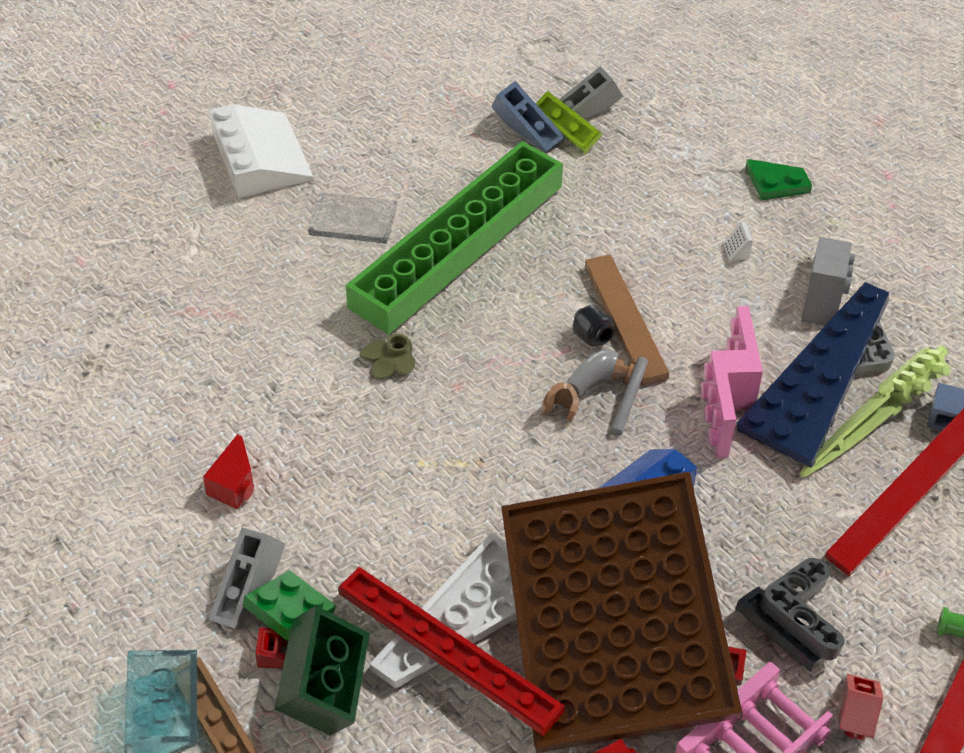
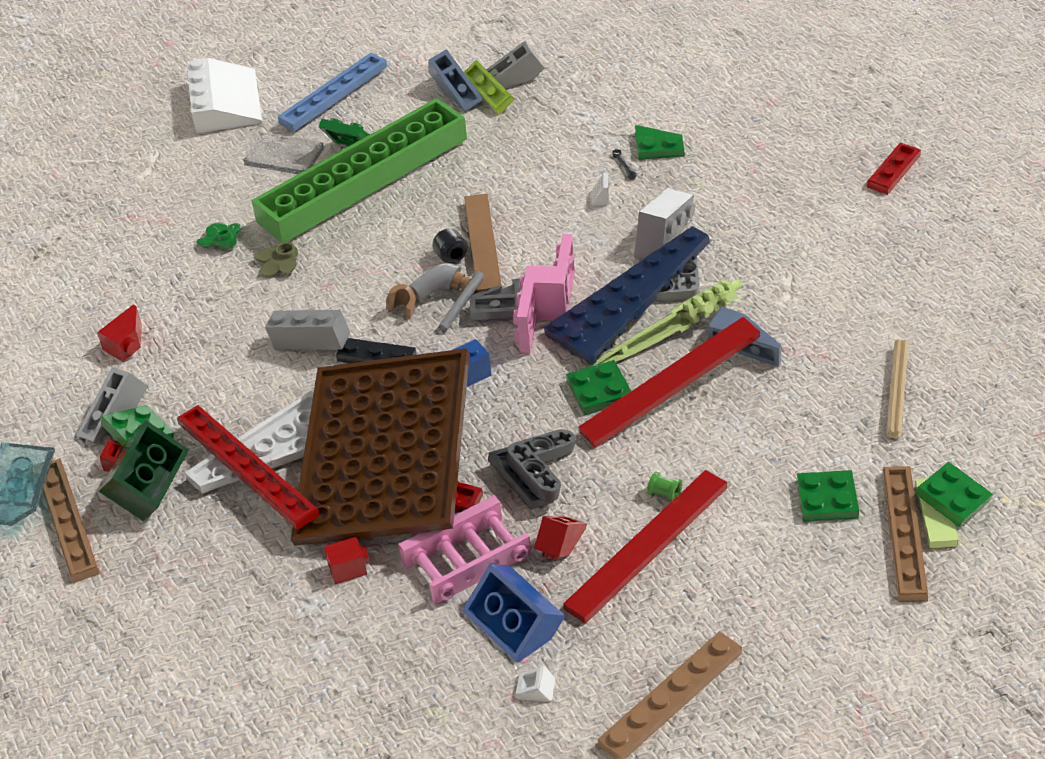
camera: 15 degrees right, 5 degrees down
(310, 329) = (220, 235): none -> green plate
(386, 138) = (332, 91): none -> medium blue plate
(428, 192) = (342, 133): none -> green plate
(464, 451) = (307, 329): none -> light grey brick
(549, 473) = (363, 350): none -> black plate
(672, 394) = (495, 302): none -> flat silver wing
(736, 195) = (618, 154): none -> black hinge
(827, 495) = (597, 386): none -> green plate

